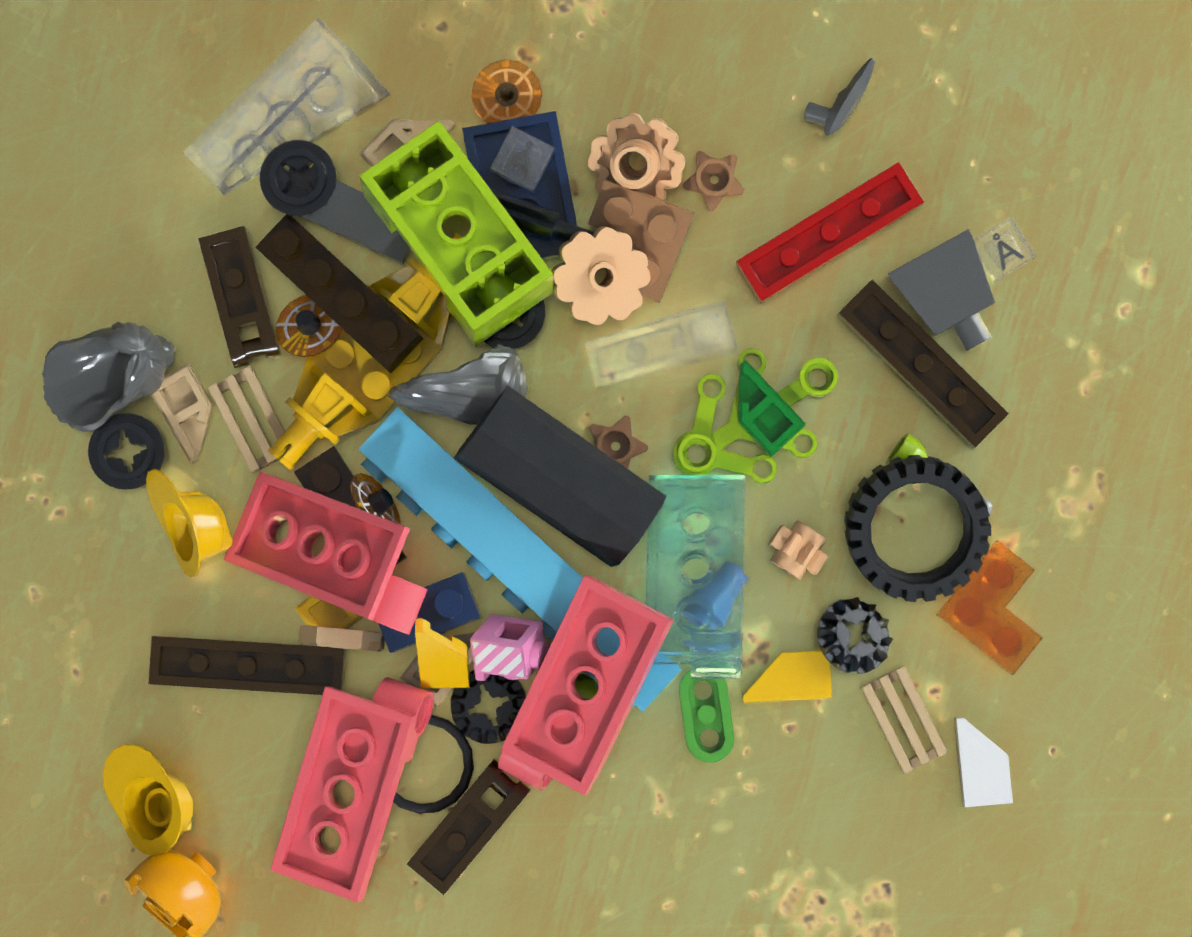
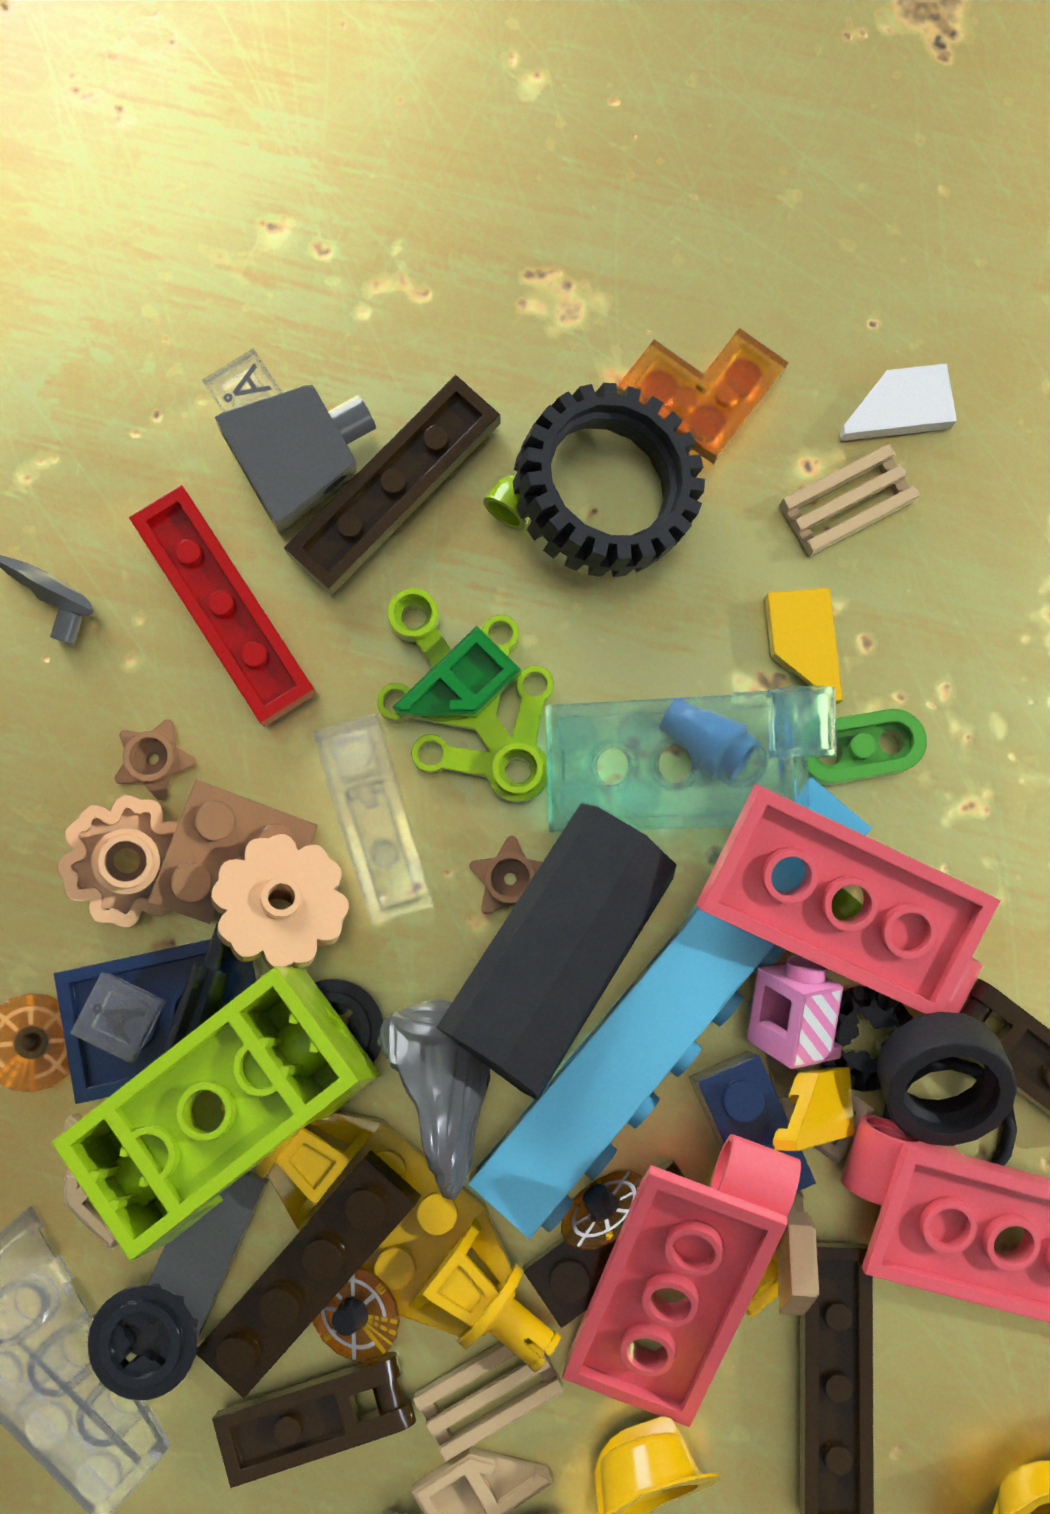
camera: 95 degrees left, 5 degrees down
(429, 747) = (954, 1118): none -> black tyre
(798, 550) = (641, 632): light nougat gear -> none
(834, 636) = (754, 582): black gear -> none

